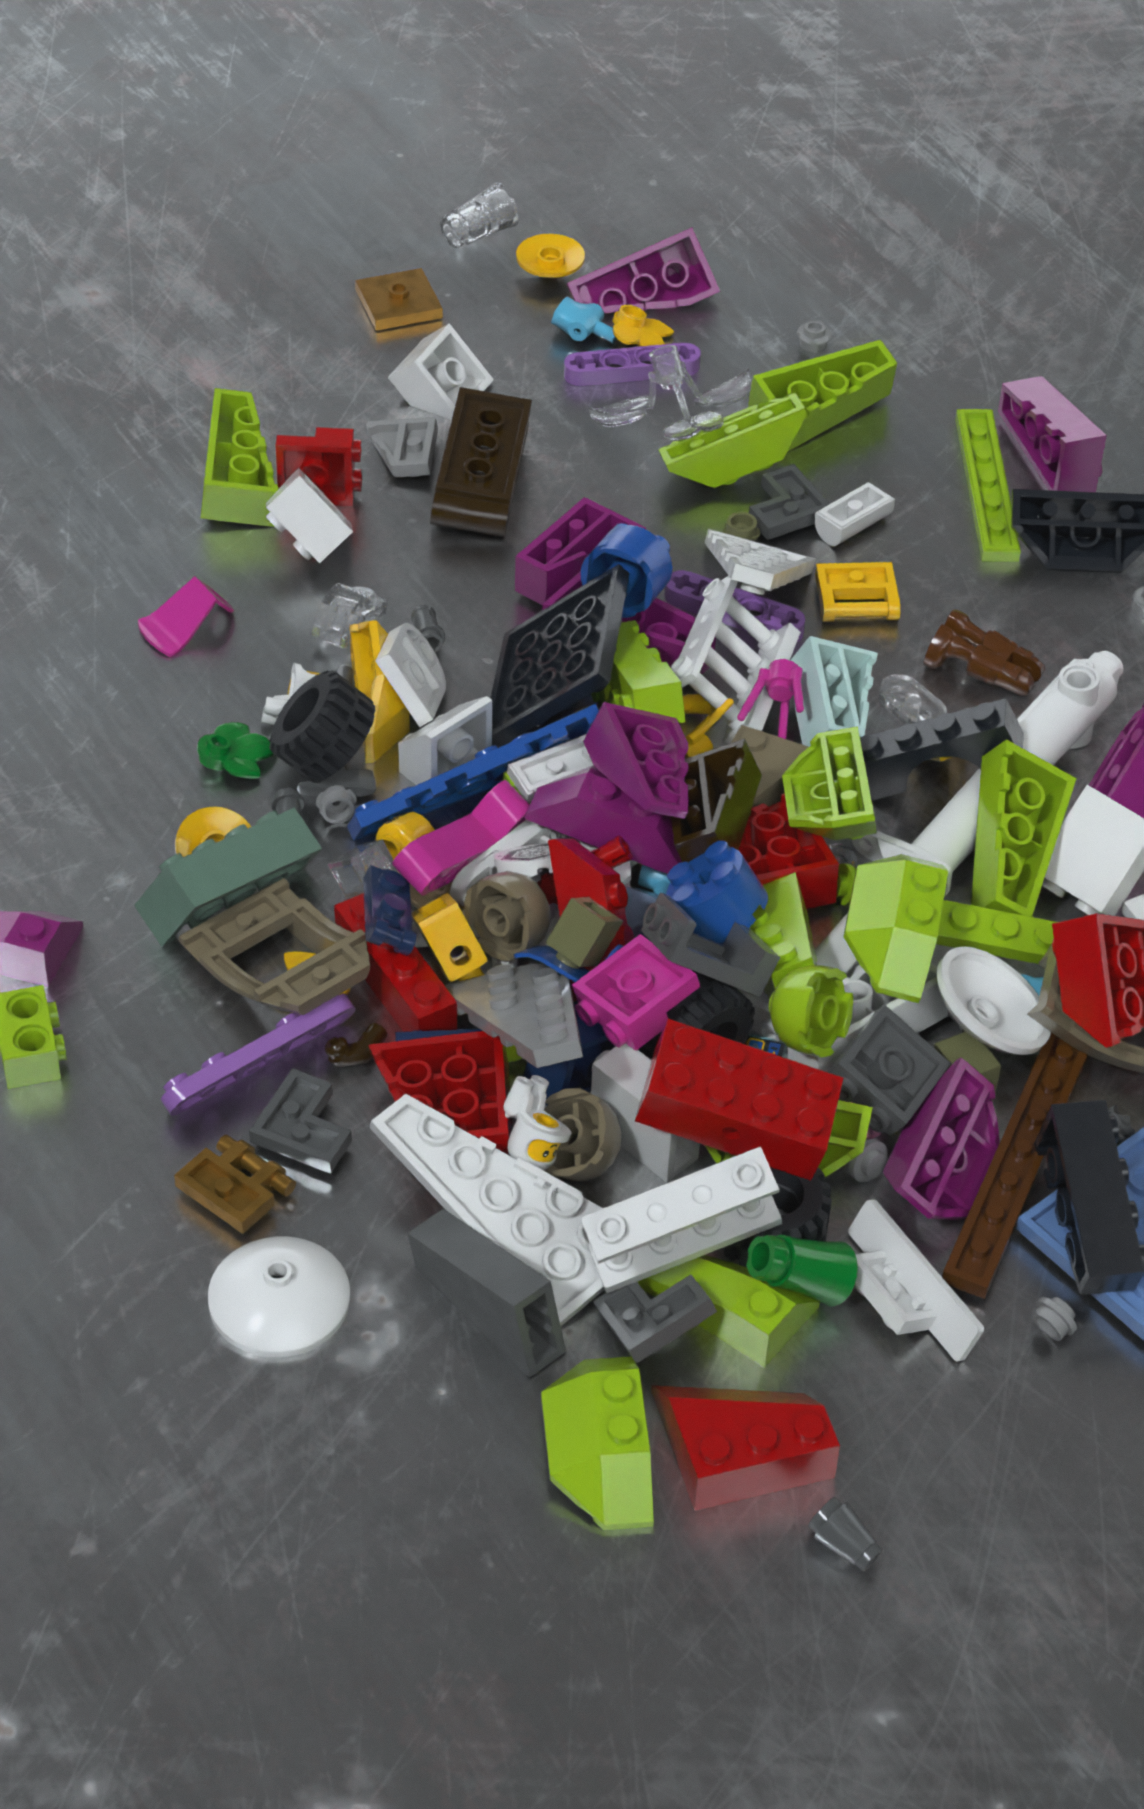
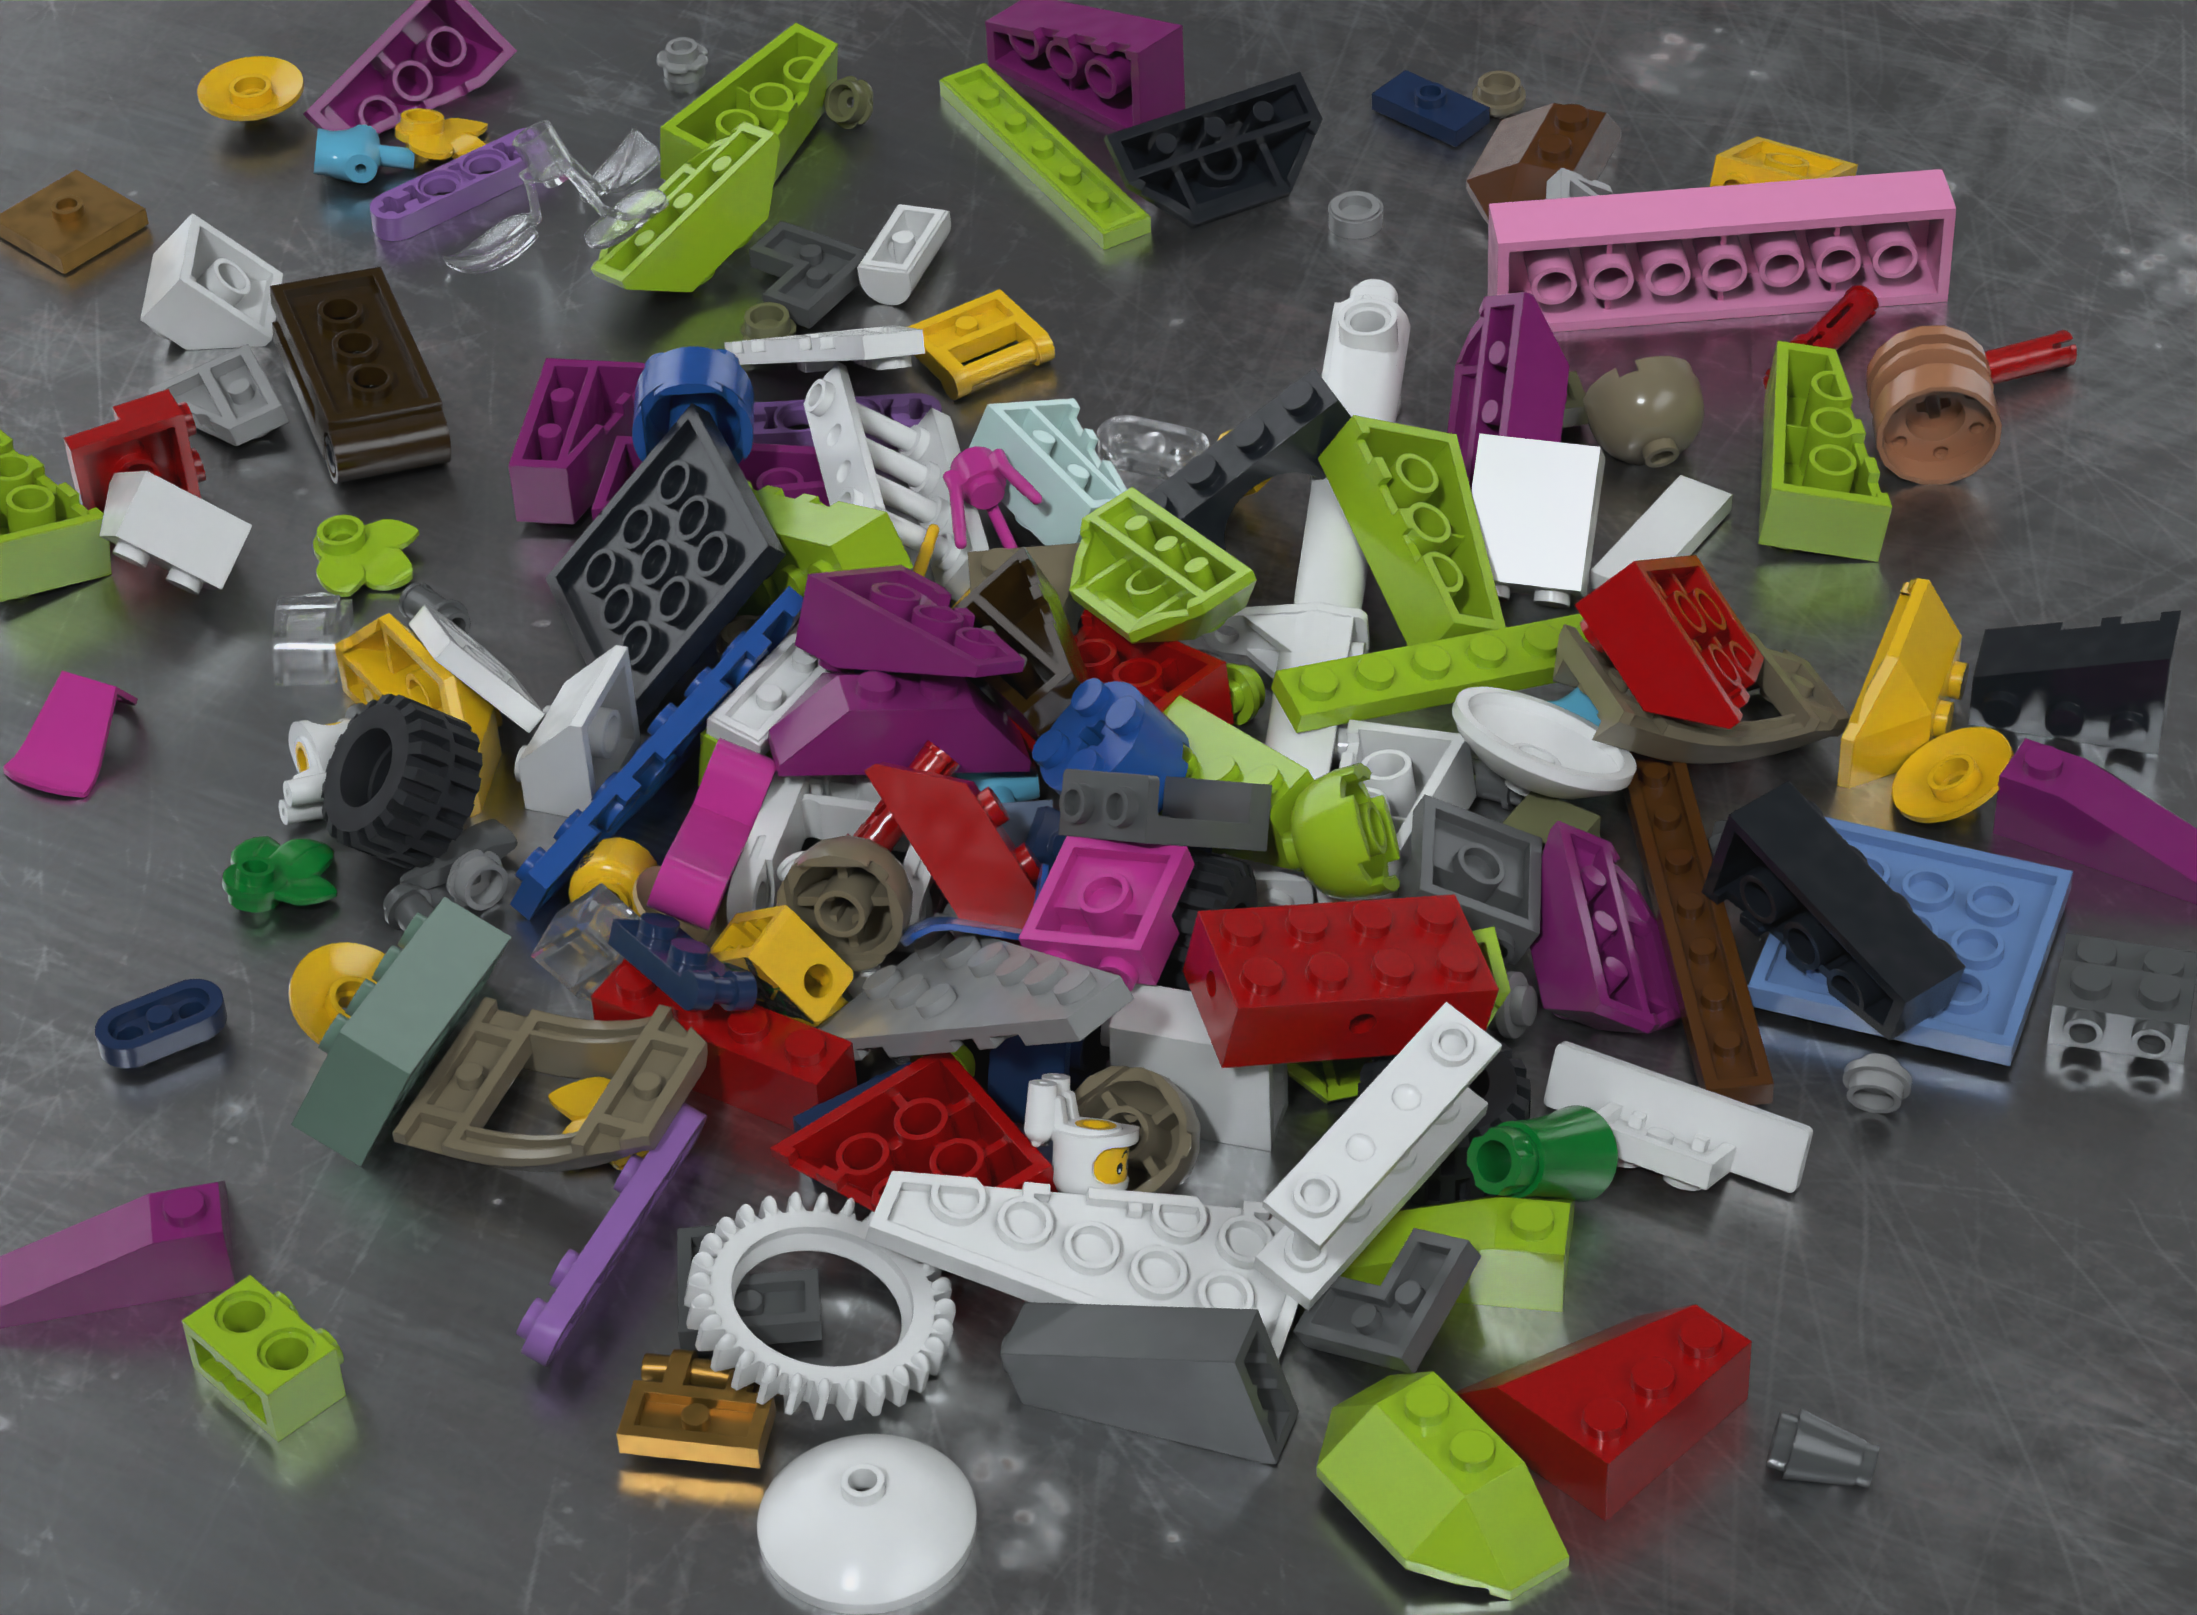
camera: 25 degrees left, 5 degrees down
(110, 812) = (160, 1023): none -> dark blue plate
(295, 1103) = (742, 1244): none -> white piece
(344, 1054) = (746, 1173): dark brown arm -> none
(414, 574) = (363, 554): none -> lime plate
(480, 216) = (116, 73): clear plant -> none
(524, 859) = (829, 818): white tile -> none
(583, 933) = (981, 873): olive brick -> none
(890, 402) = (839, 102): none -> olive plate
(896, 922) = (1372, 690): lime wedge -> none
(993, 659) = (1209, 349): reddish brown piece -> none

